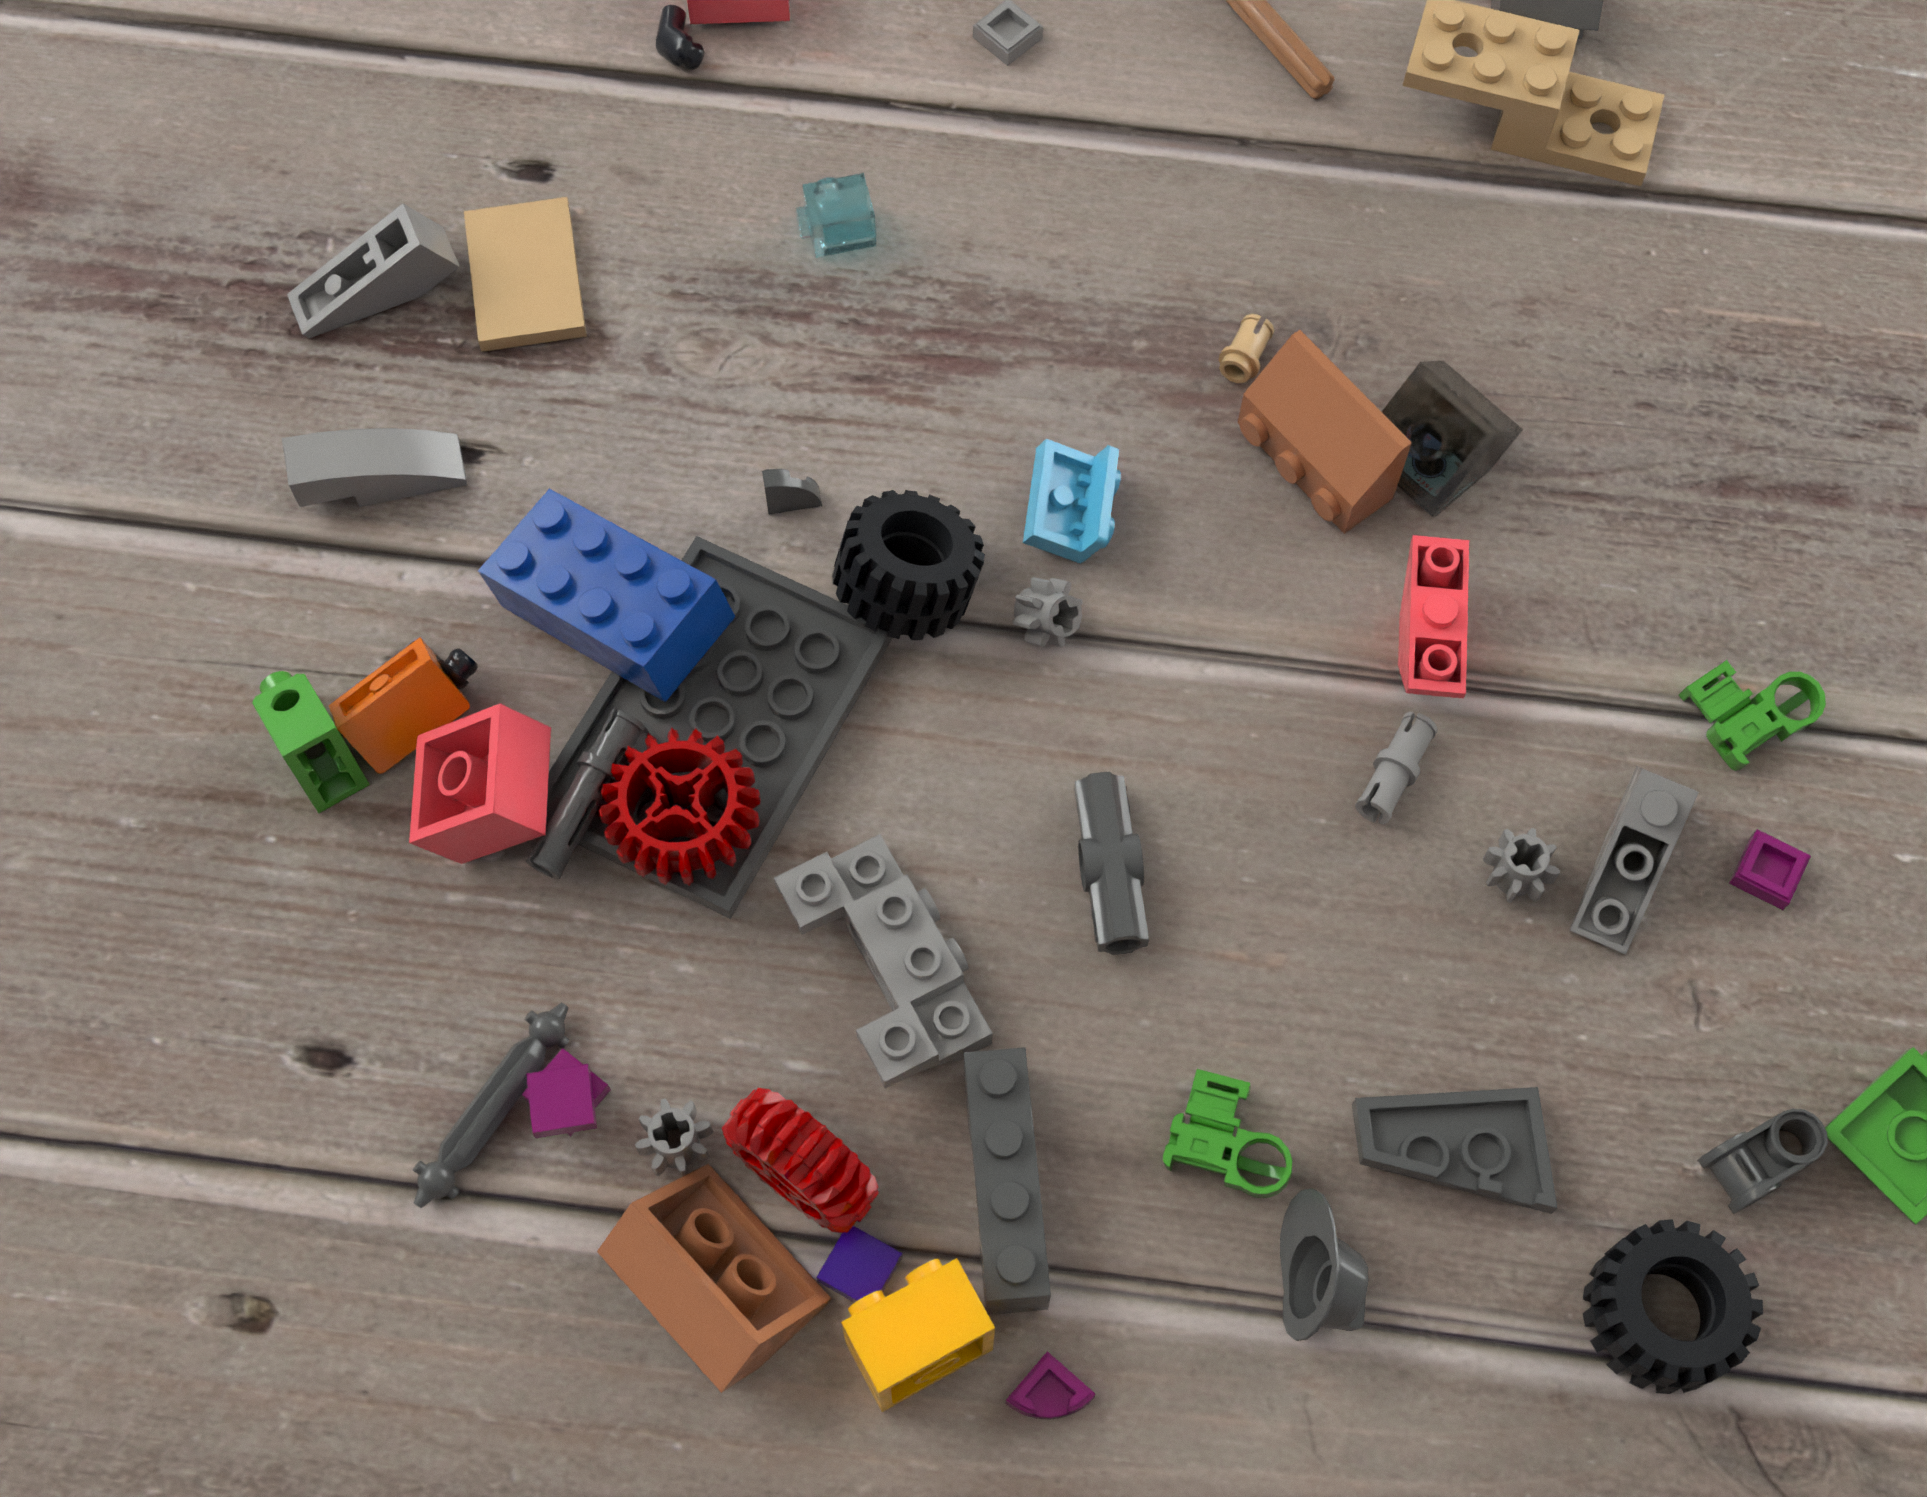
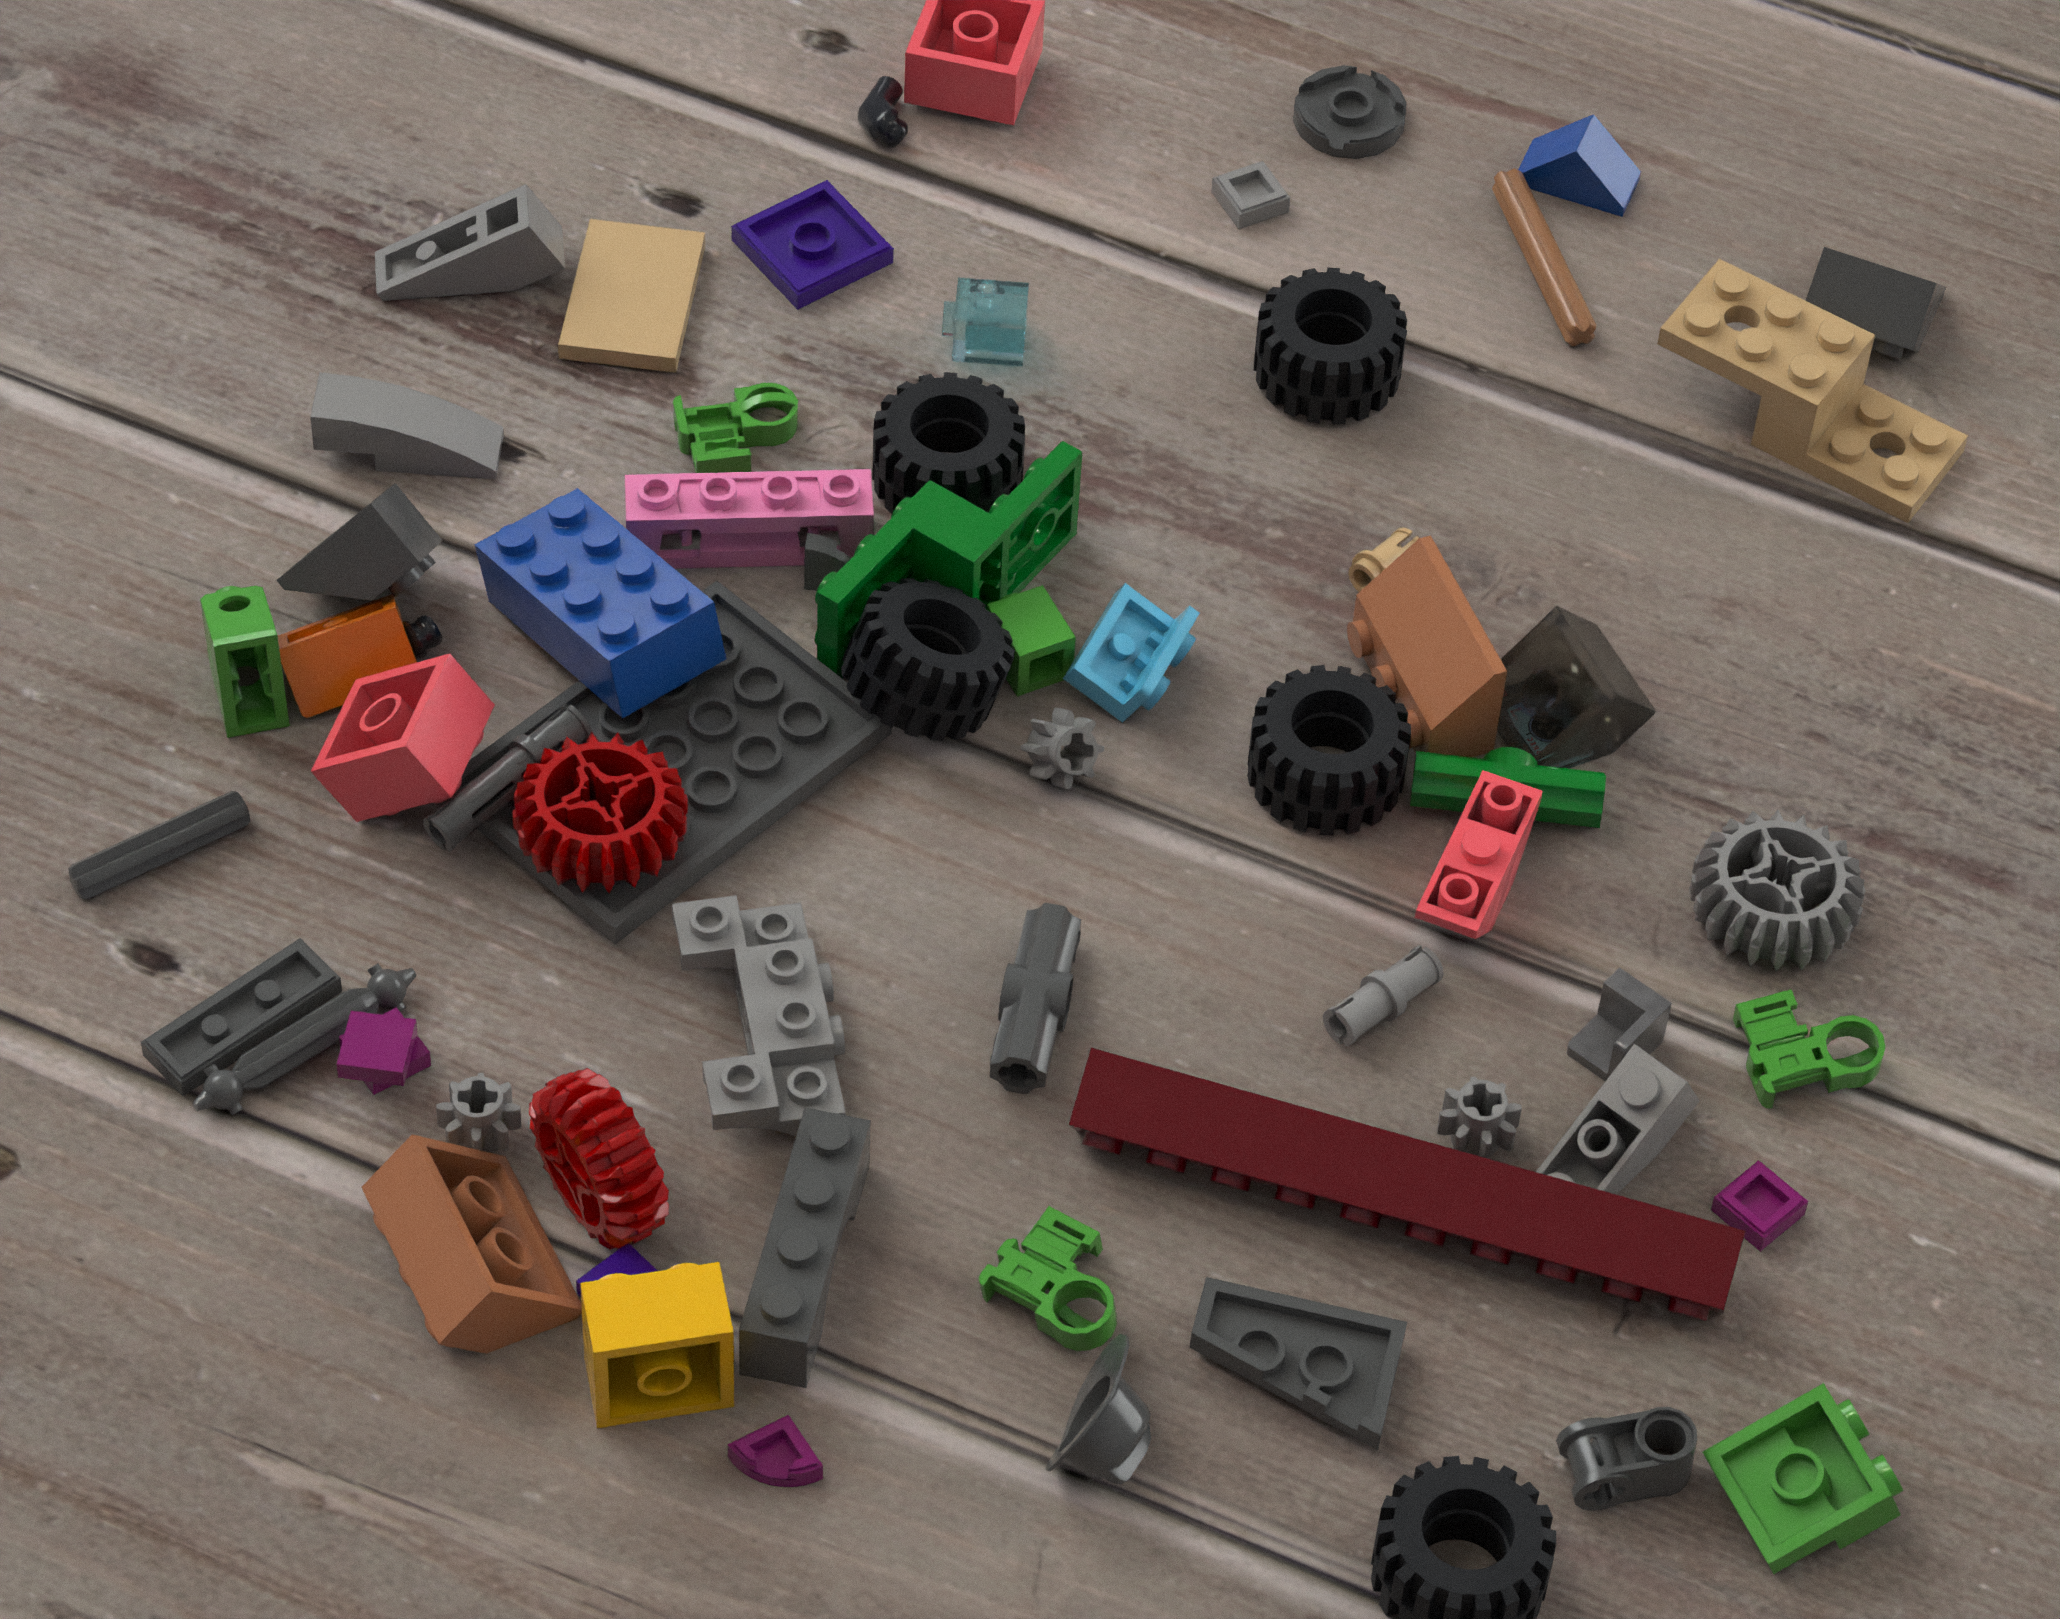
camera: 15 degrees right, 15 degrees down
(294, 946) = (159, 845): none -> dark grey axle
(383, 606) = (371, 552): none -> dark grey slope
(426, 1097) = (241, 1016): none -> dark grey tile
(648, 381) = (719, 430): none -> bright green piece
(660, 181) = (812, 244): none -> dark purple tile
(702, 465) = (748, 515): none -> bright pink brick
(843, 318) = (953, 418): none -> black tyre
(889, 452) = (957, 545): none -> green bracket
(988, 505) = (1040, 639): none -> bright green brick
(1130, 126) = (1330, 345): none -> black tyre
(1278, 509) = (1323, 787): none -> black tyre
(1387, 541) = (1567, 794): none -> green piece
(1491, 952) = (1407, 1181): none -> dark red brick
(1600, 739) = (1625, 1016): none -> flat silver panel
(1676, 595) = (1782, 877): none -> light grey gear

